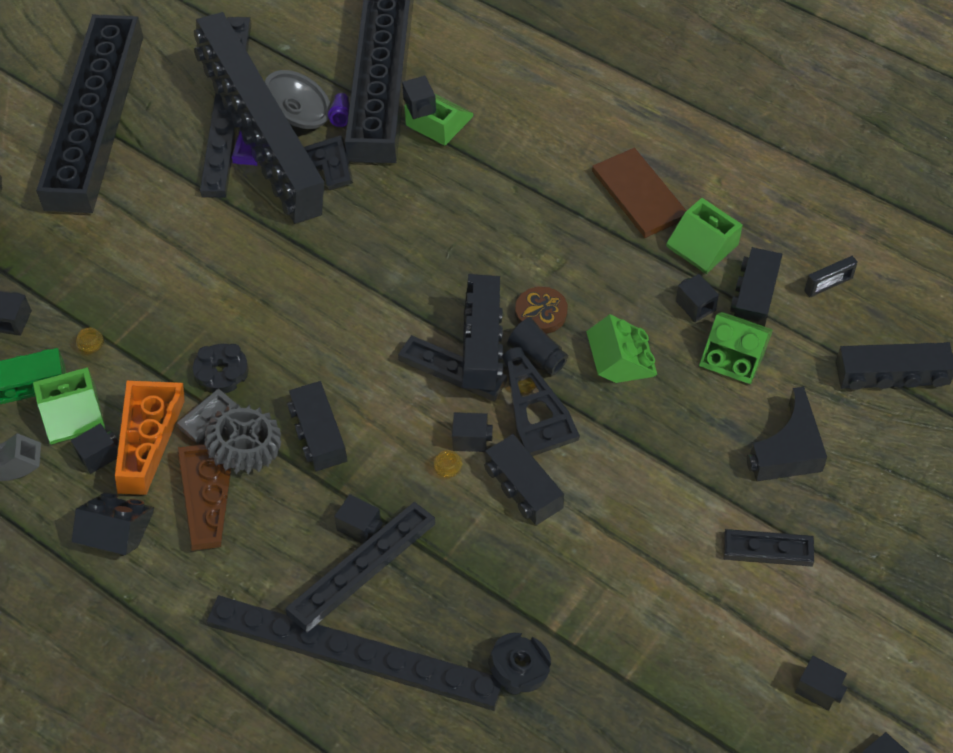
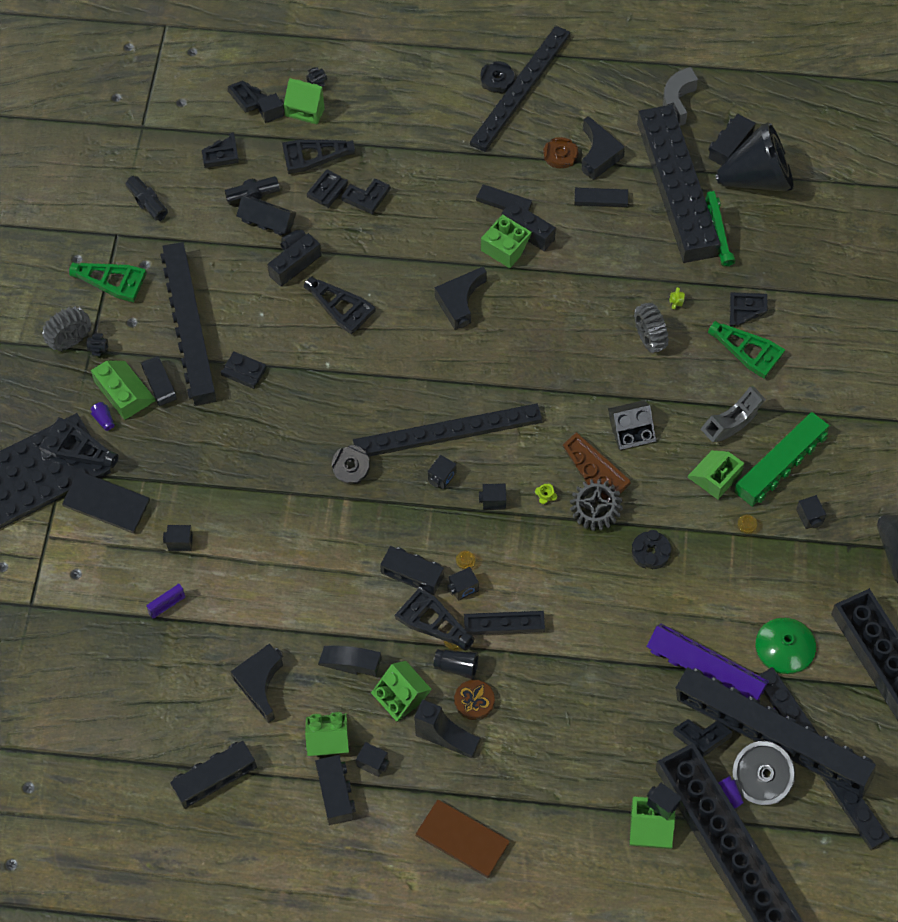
camera: 150 degrees right, 5 degrees up
(96, 448) = (679, 458): black brick -> none
(146, 426) = (659, 481): orange wedge -> none
(166, 210) = (782, 655): none -> green dish
(197, 420) = (631, 513): dark grey plate -> none
(266, 217) = (689, 653): none -> dark purple brick
(289, 488) = (545, 488): none -> lime plate
(316, 426) = (560, 539): black brick -> none
(360, 567) = (472, 470): black plate -> none
(403, 587) = (442, 472): none -> black brick
(482, 333) = (494, 640): black wedge -> none
(605, 286) = (439, 729): none -> black arch
(663, 412) = (351, 659): none -> black slope
(705, 236) = (391, 813): bright green slope -> none
(769, 547) = (244, 608): black tile -> none
(830, 276) = (286, 827): black tile -> none
(876, 601) = (165, 601): none -> dark purple tile

